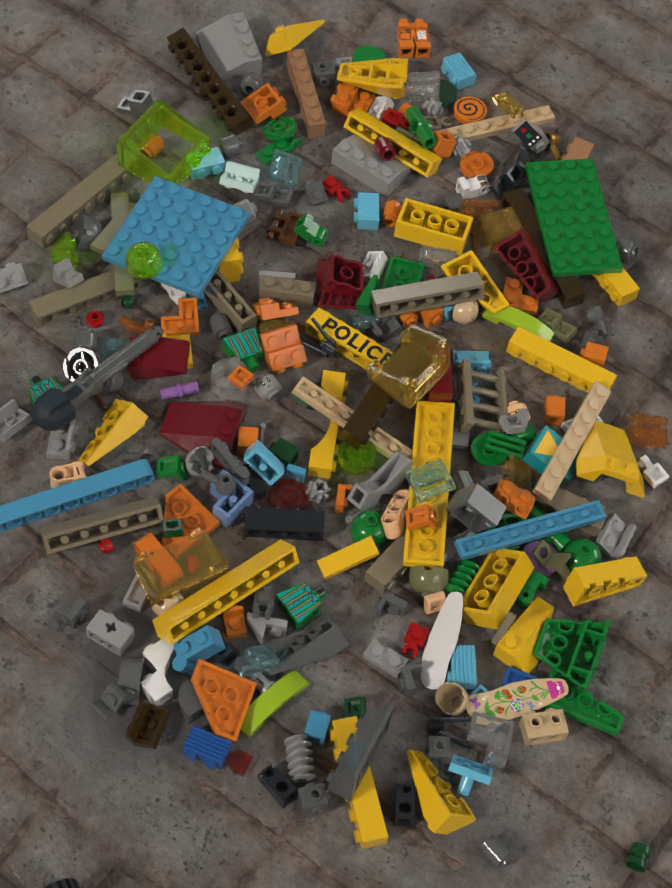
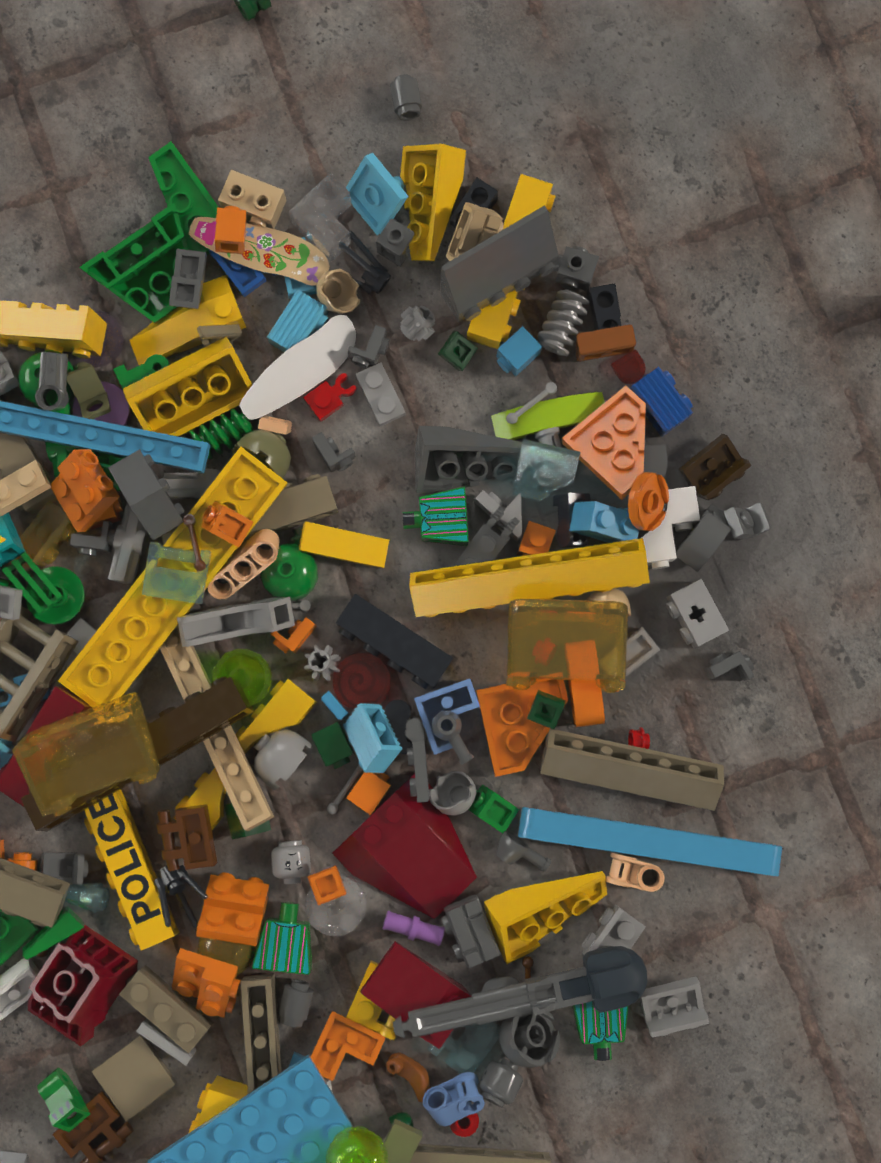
camera: 145 degrees left, 25 degrees up
(107, 322) = (453, 1100): none -> medium blue piece
(148, 401) = (471, 932): none -> dark grey brick
(180, 667) = (647, 501): none -> orange tile
(264, 761) = (605, 343): none -> dark orange slope
(282, 258) = (134, 1077): none -> dark tan tile
(282, 710) = (550, 388): none -> light grey hinge
(309, 428) = (279, 756): none -> light grey cylinder
(331, 364) = (194, 834): none -> reddish brown plate
(390, 776) = (473, 228): none -> tan brick
(398, 709) = (417, 323): none -> light grey gear
(442, 510) = (189, 520): none -> reddish brown hinge
(541, 691) = (230, 230): none -> orange brick
(543, 649) = (187, 279): none -> dark grey slope
(570, 541) = (52, 377): none -> dark grey piece

